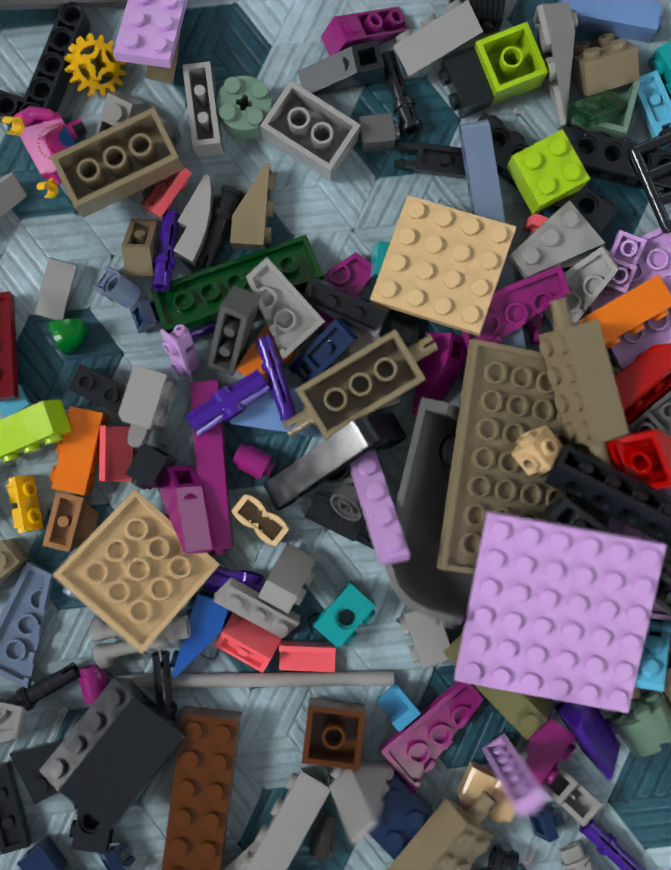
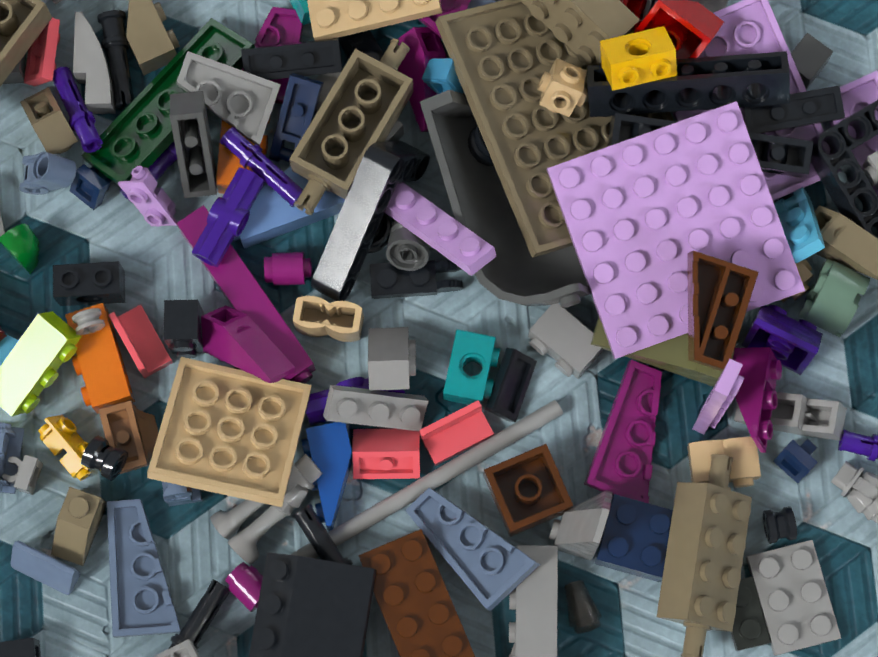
camera: 30 degrees left, 10 degrees down
(37, 534) = (104, 458): none -> black wheel
(80, 424) = (88, 321): none -> light grey bush
(146, 403) = (143, 267): light grey hinge -> none
(268, 759) = (476, 553): none -> sand blue wing
(367, 643) = (511, 385): none -> black tile
(398, 706) = (579, 429): dark azure panel -> none
(450, 384) = (441, 76): none -> dark azure slope
(552, 700) = (716, 307): none -> reddish brown wedge
(610, 466) = (638, 58): none -> yellow brick

